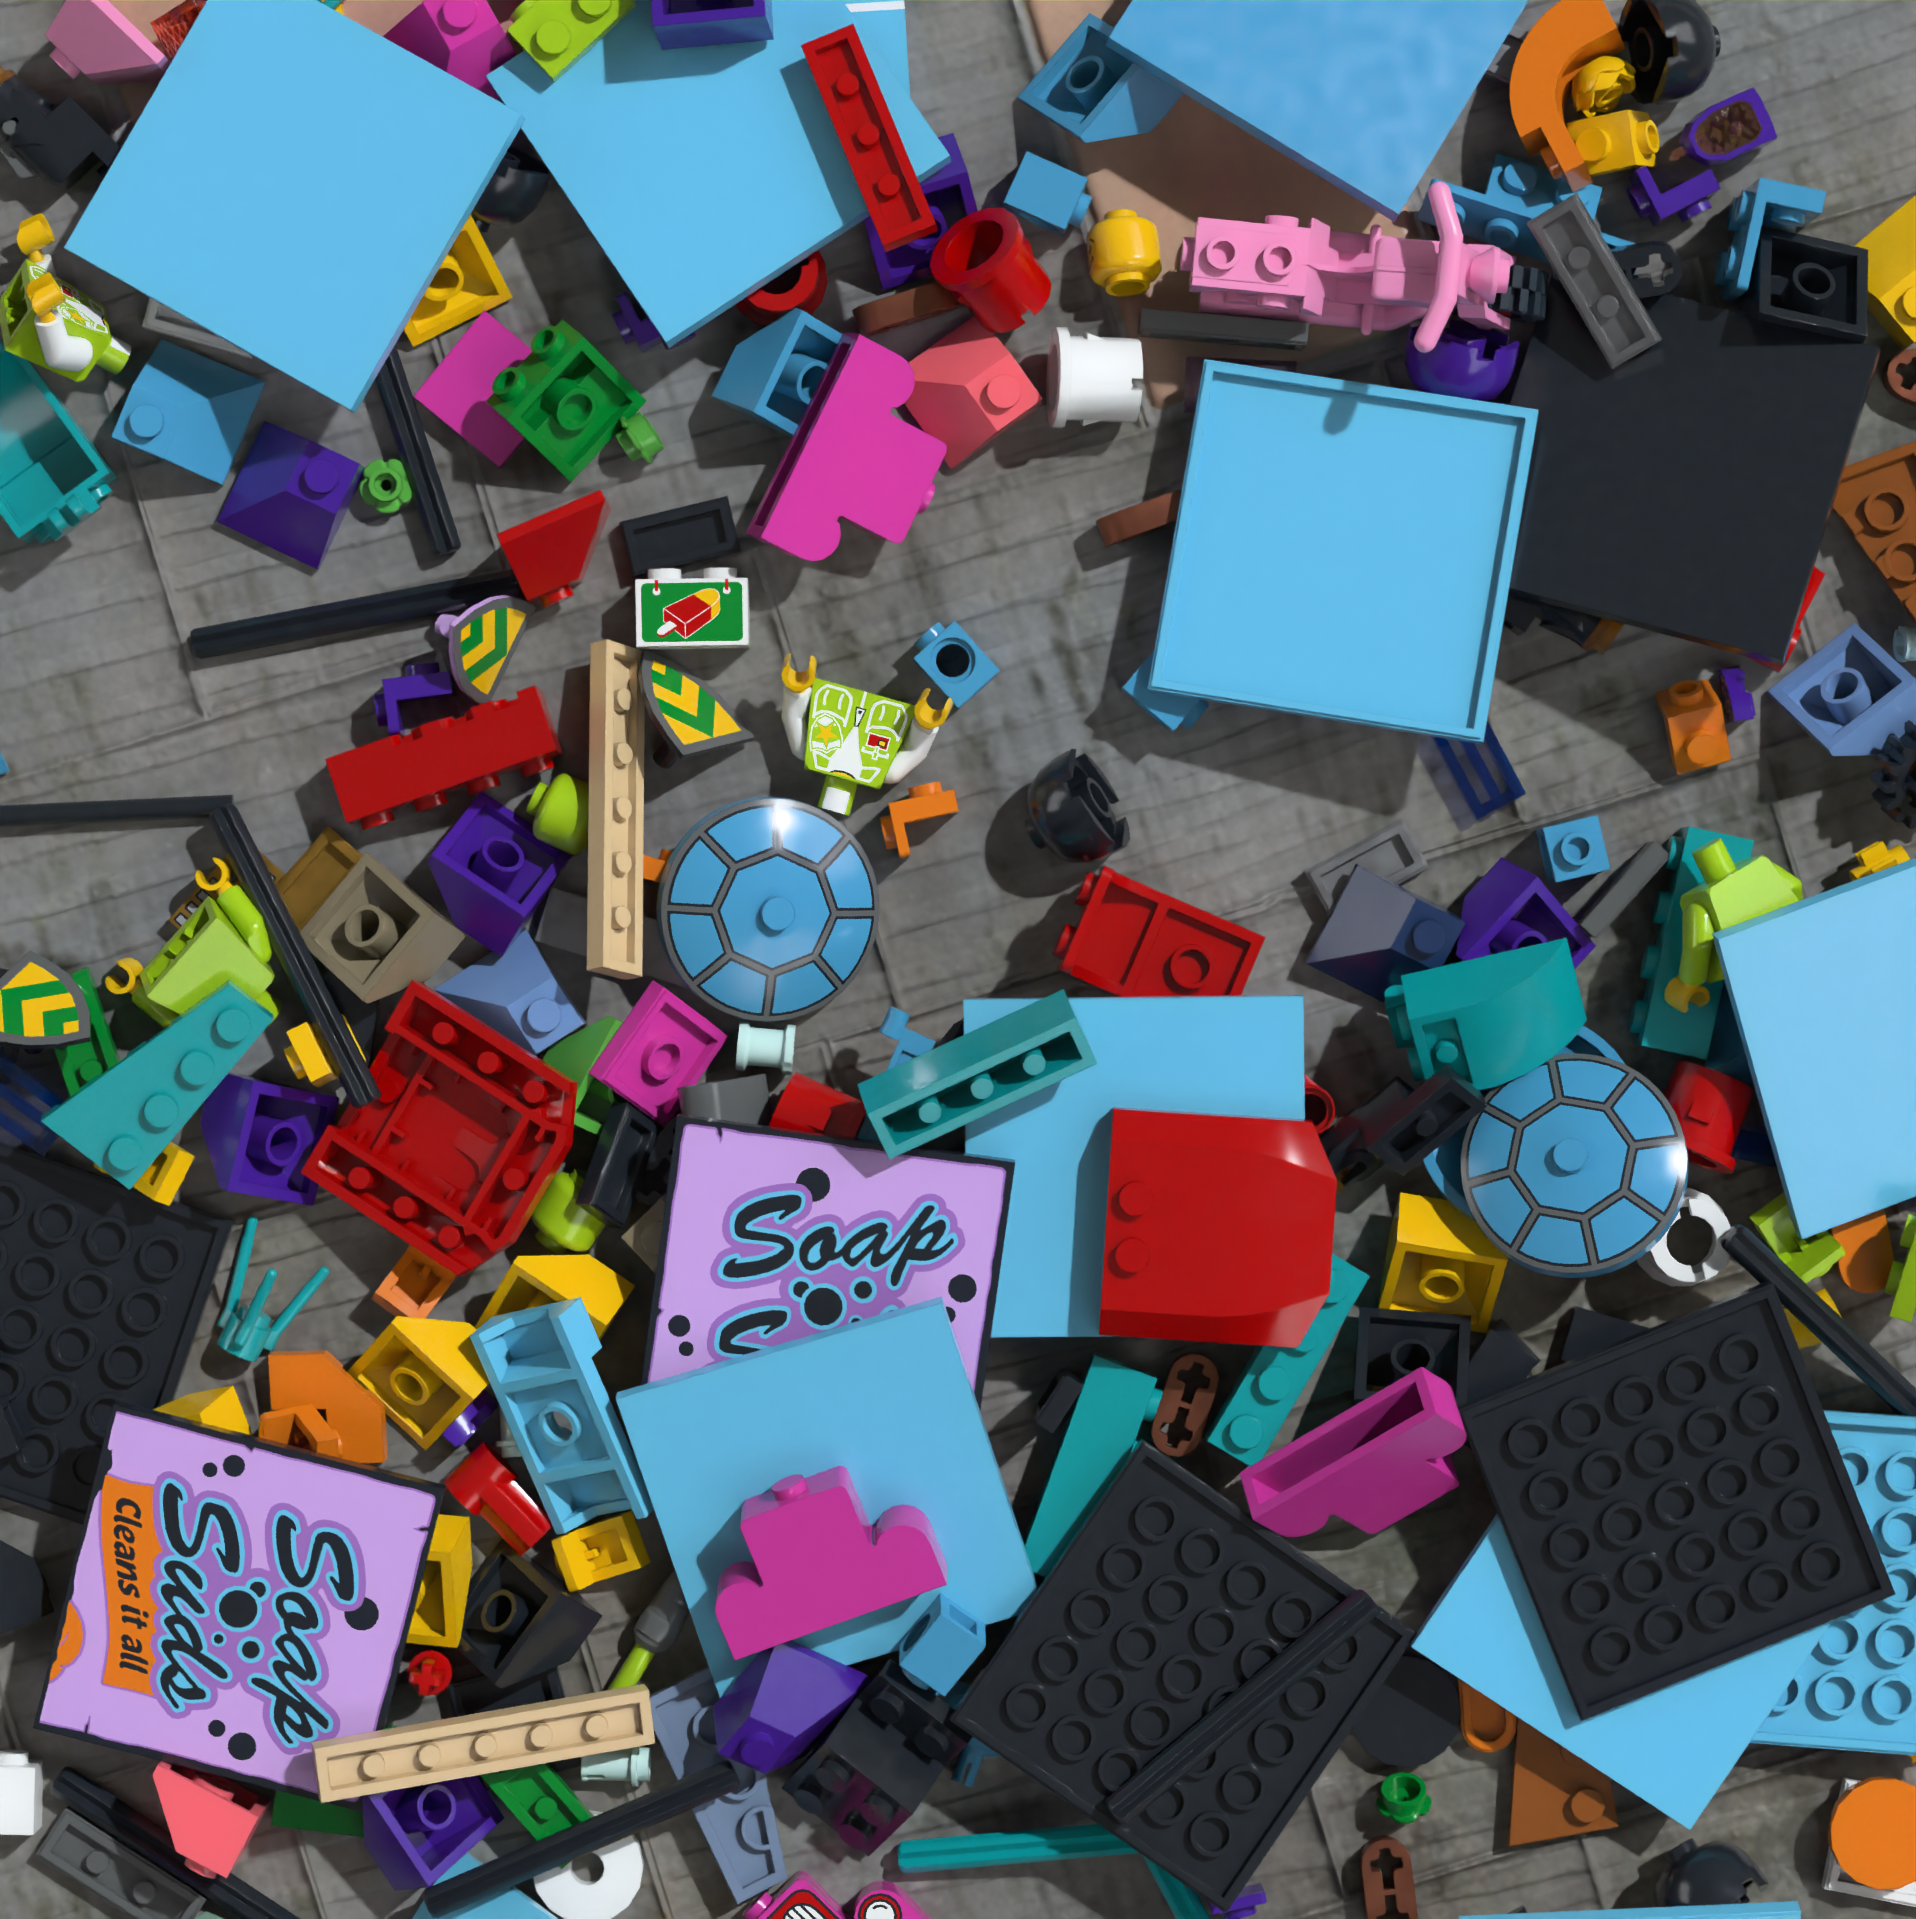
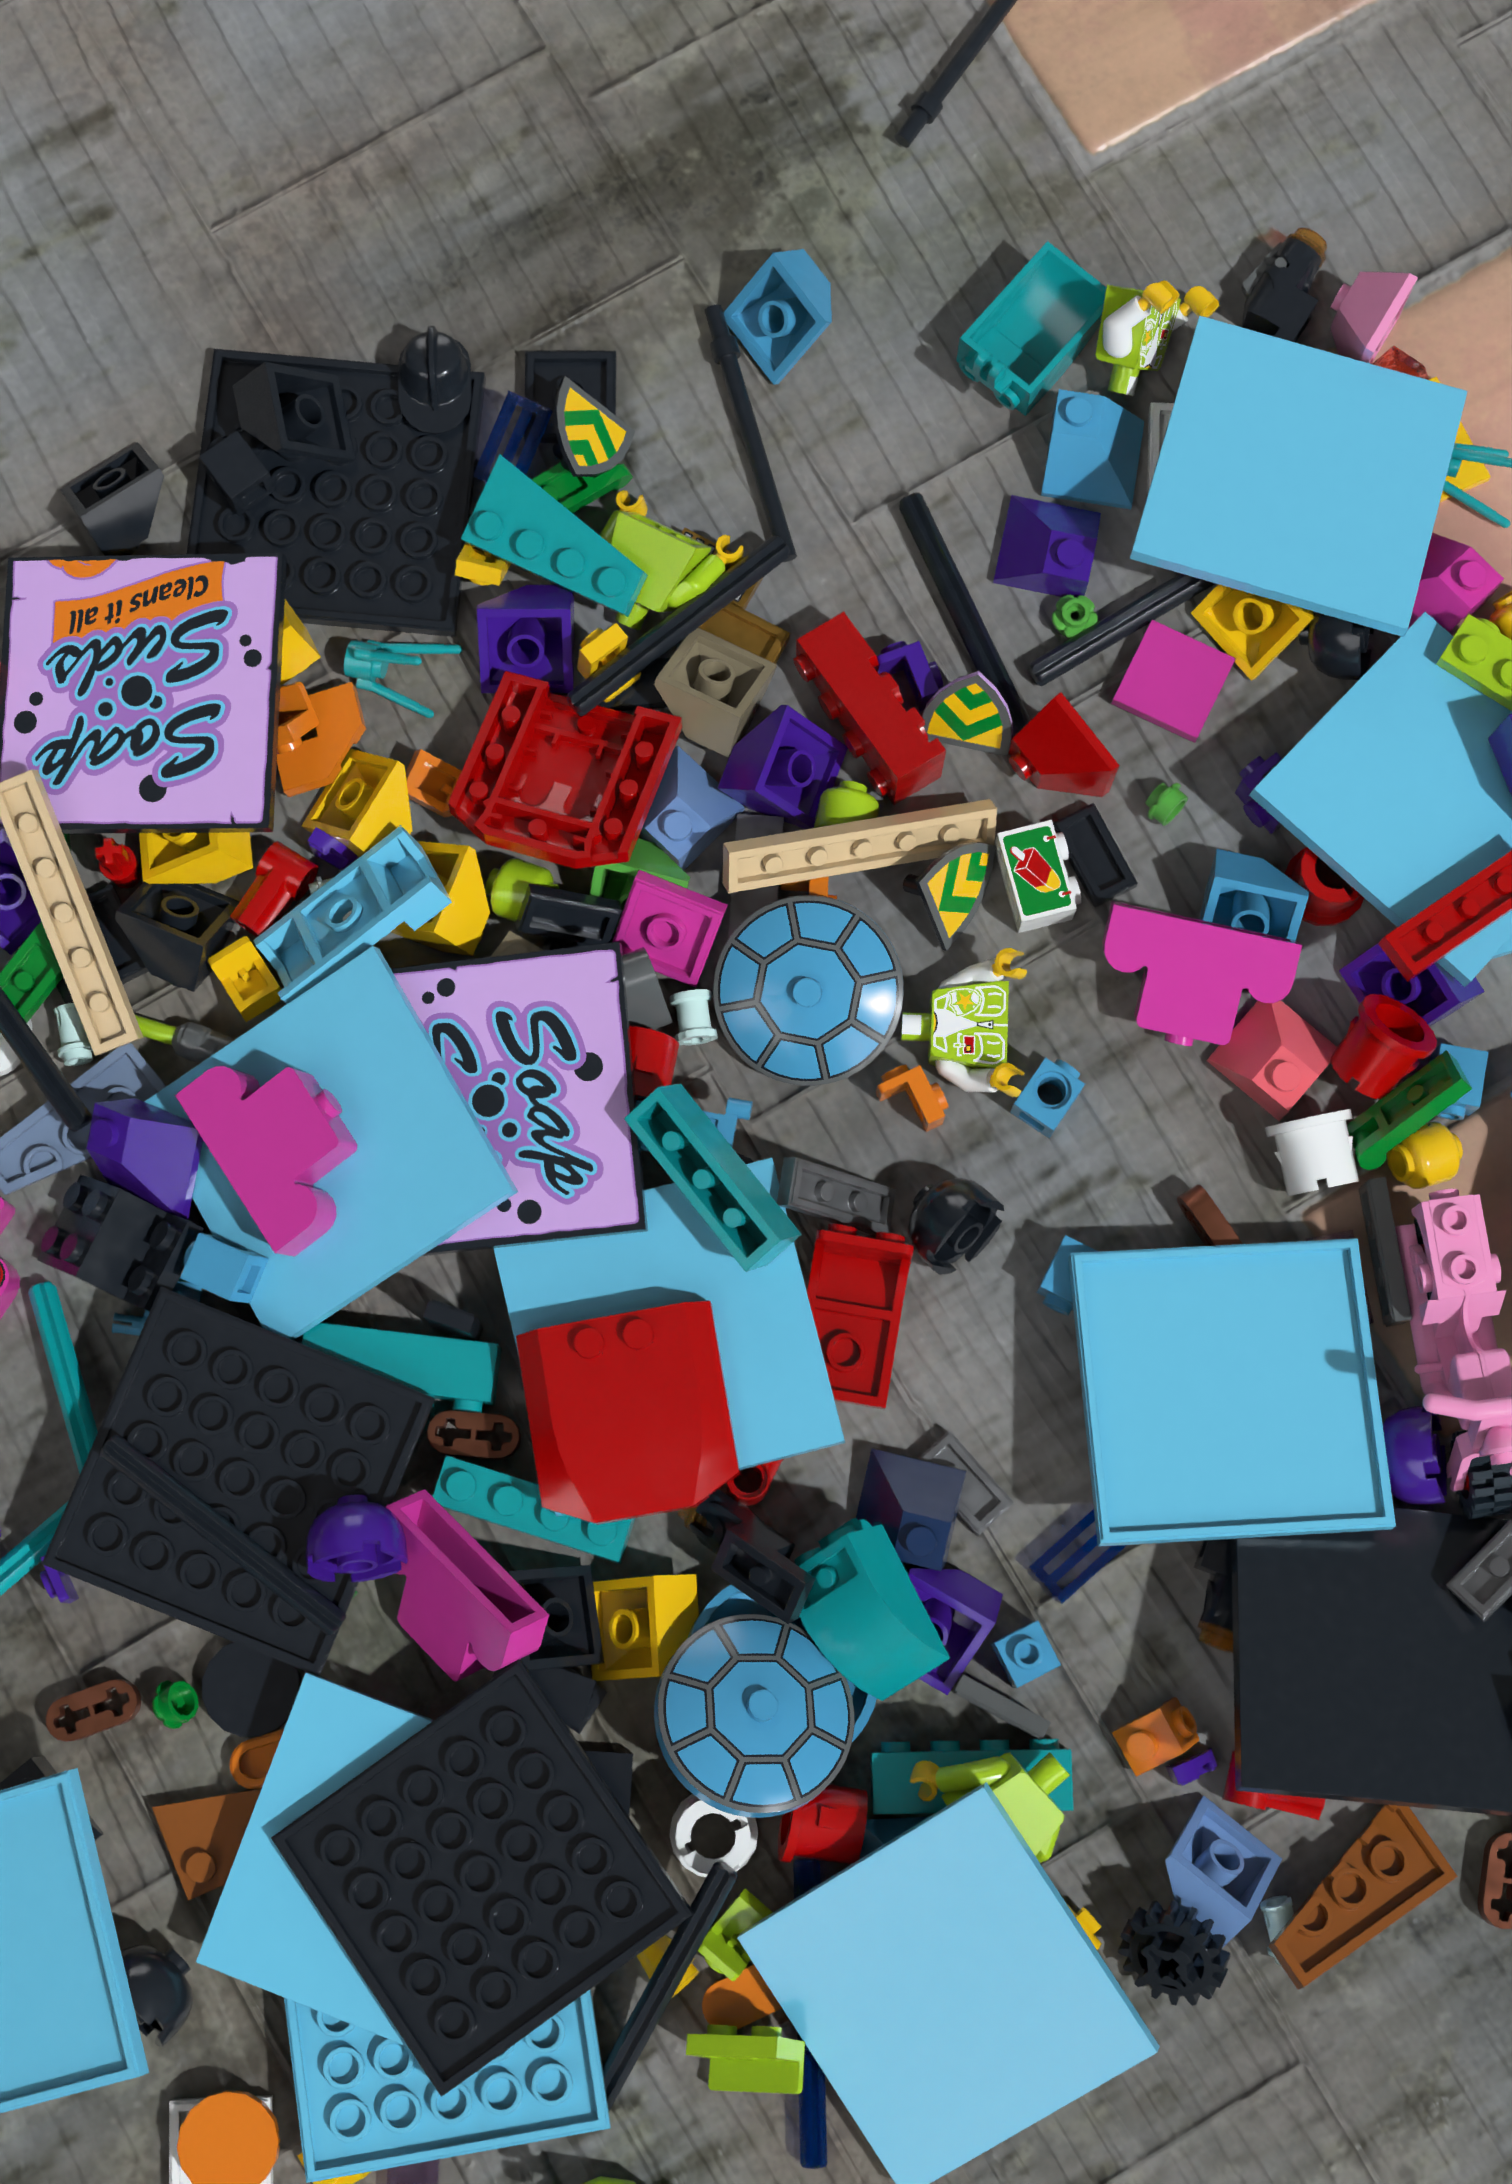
camera: 75 degrees right, 10 degrees down
(564, 399) = (1182, 733): green plate -> none
(904, 309) = (1328, 988): copper beam -> none
(1019, 936) = (835, 1196): none -> flat silver tile
(1072, 263) = (1406, 1109): none -> green plate
(1284, 1561) = (356, 1540): none -> dark purple cylinder

